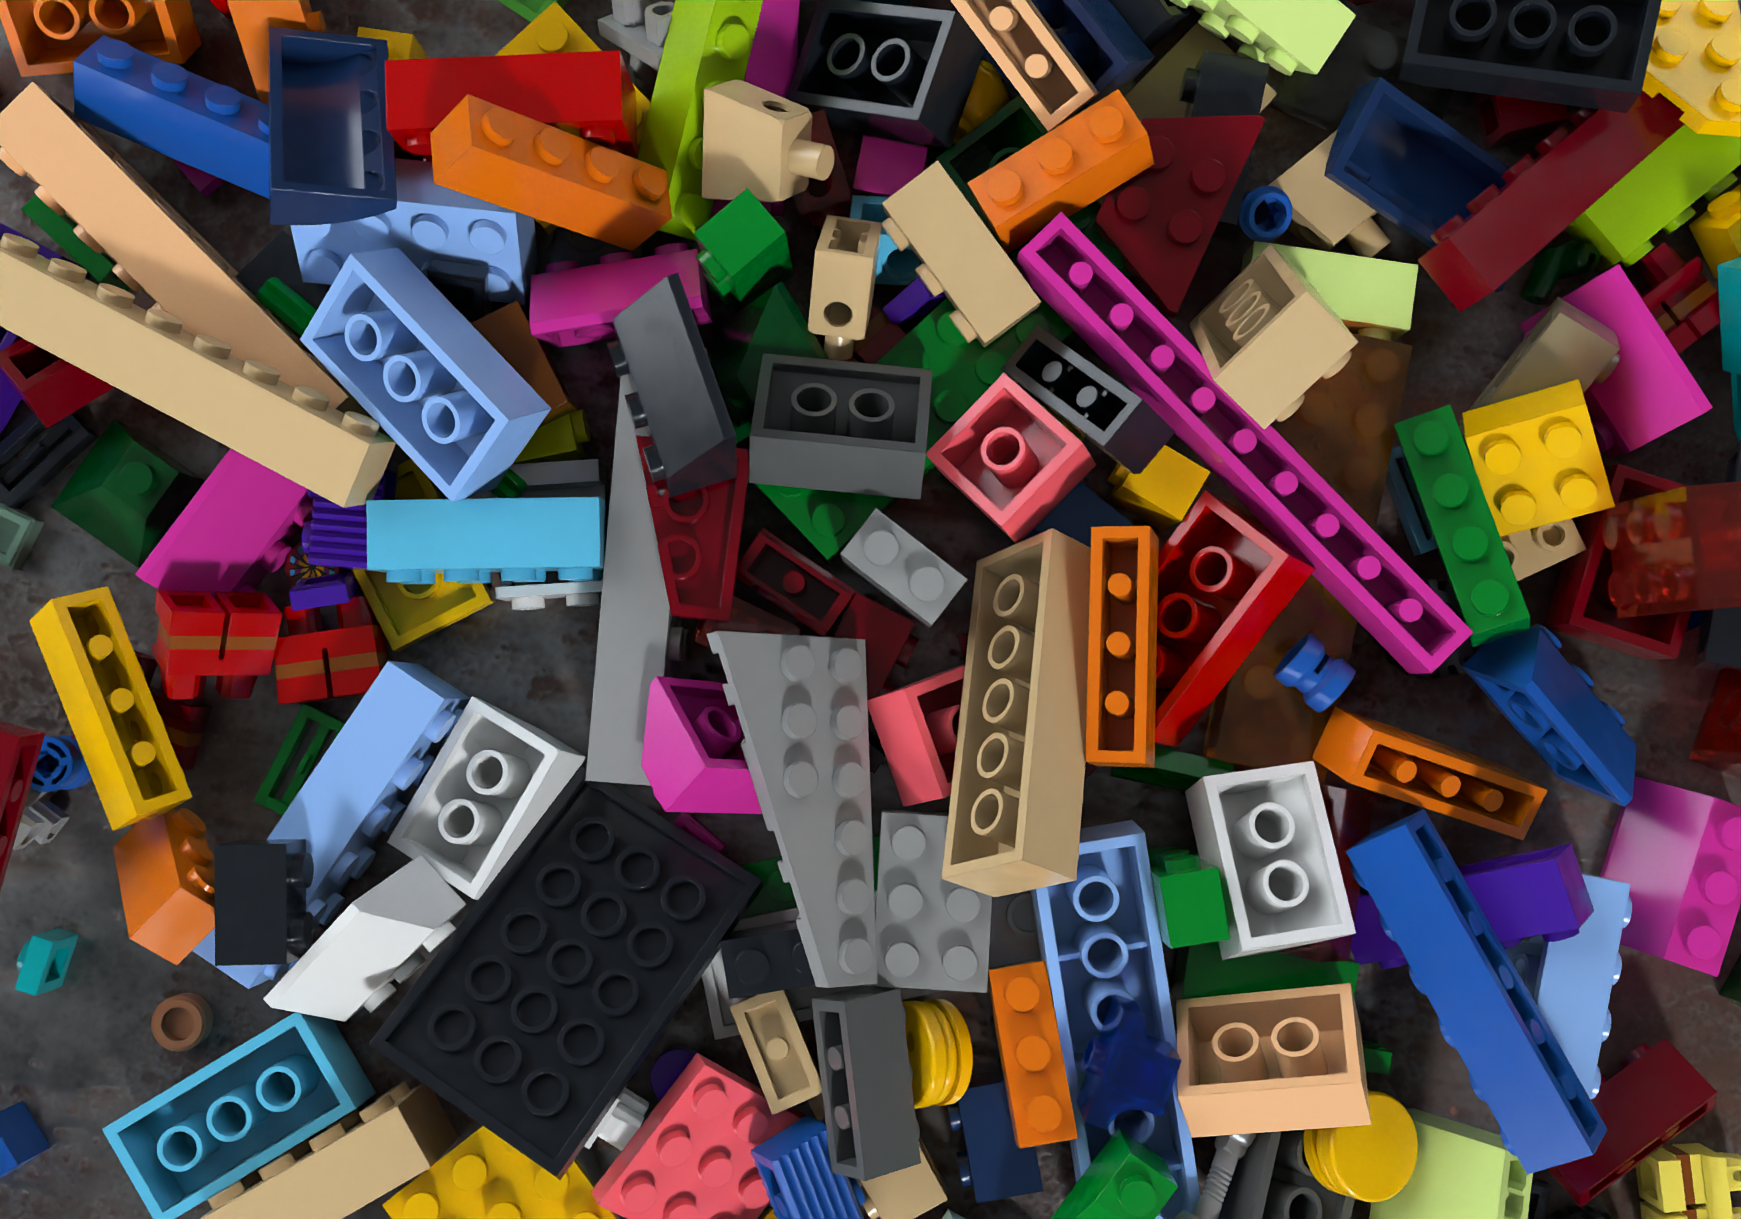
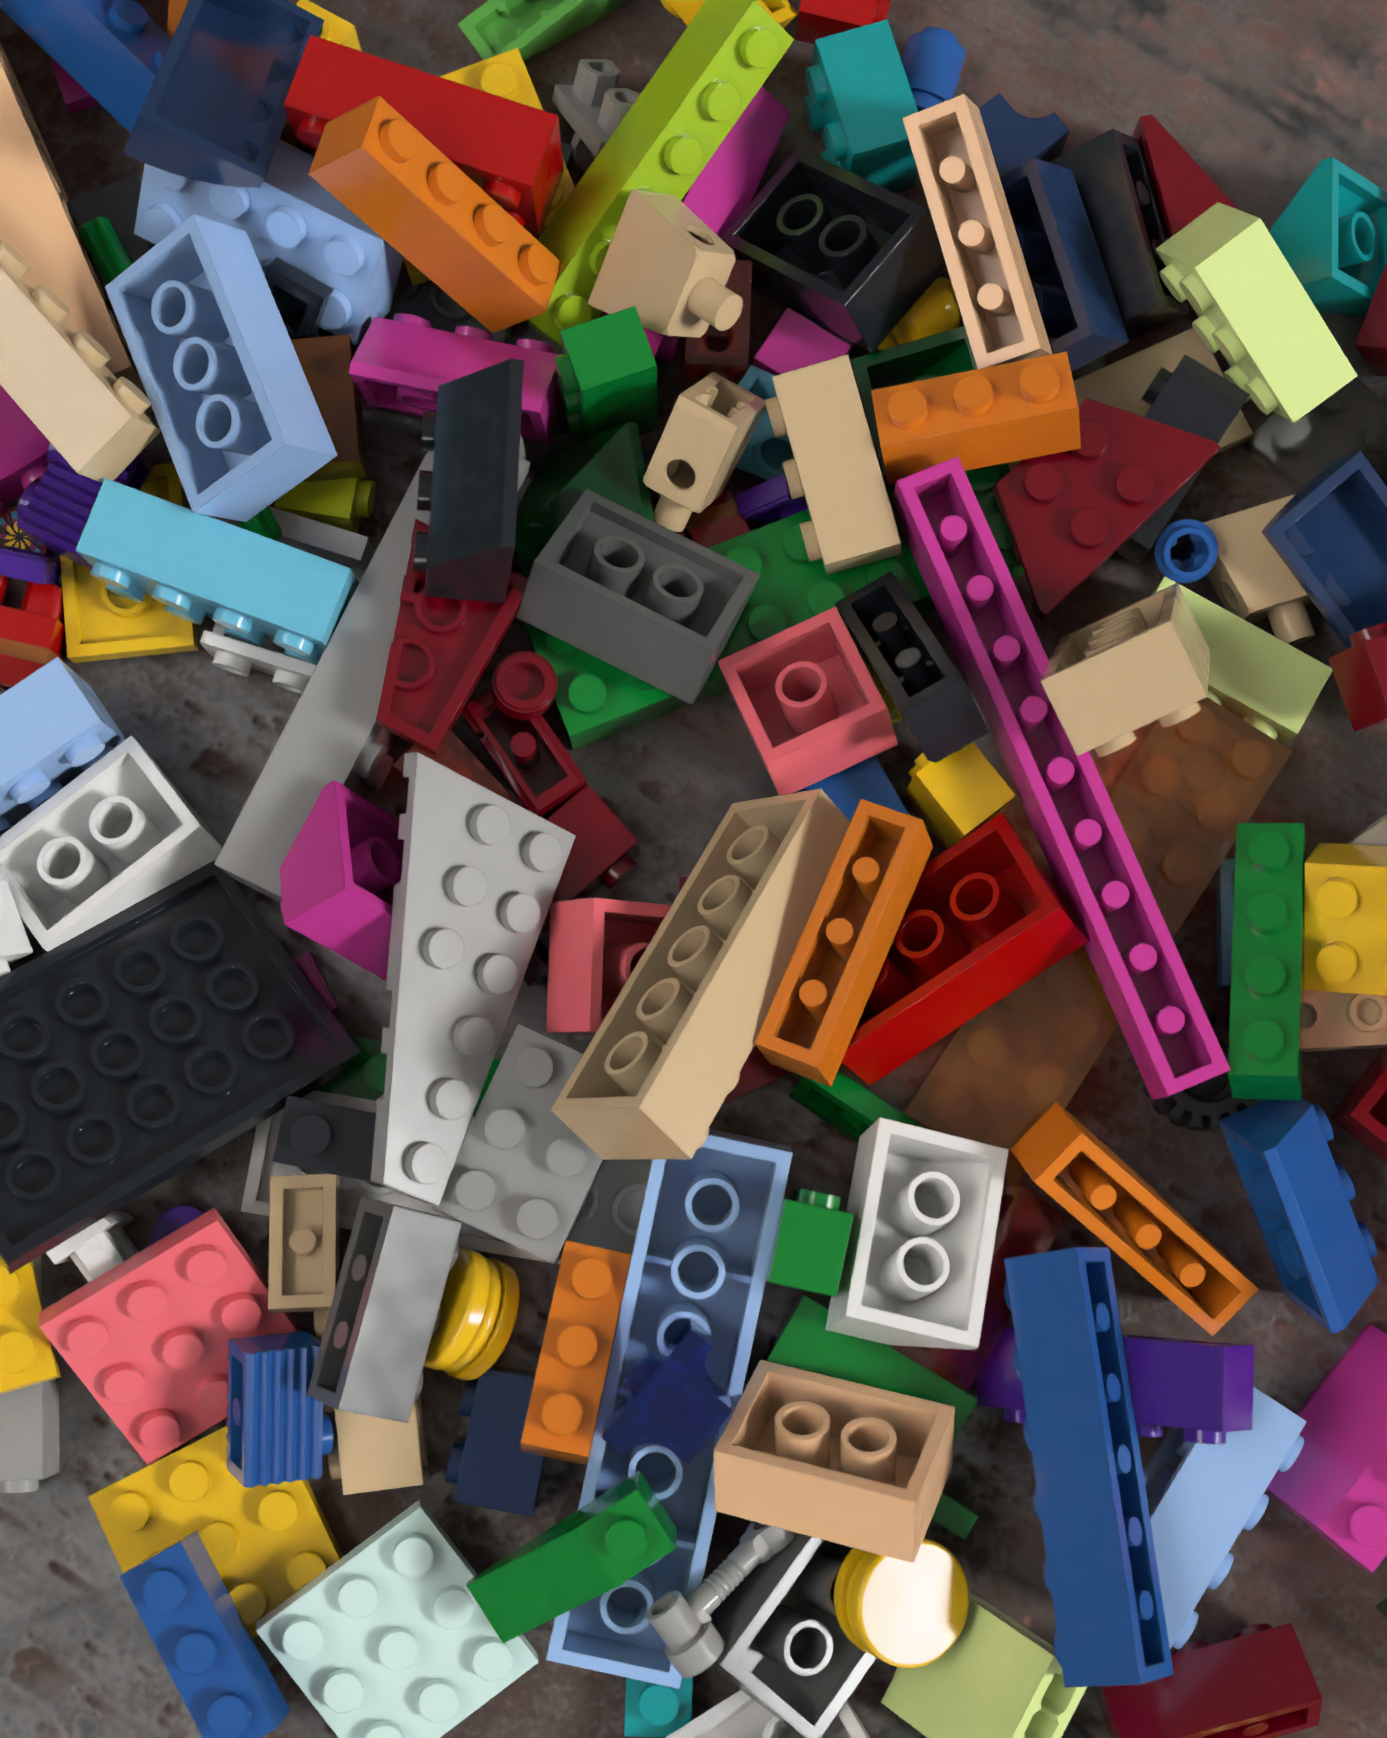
camera: 15 degrees right, 5 degrees down
(775, 534) = (523, 685): none -> dark red tile
(902, 569) = (645, 777): light grey brick -> none
(1314, 672) = (1046, 1055): blue wheel -> none

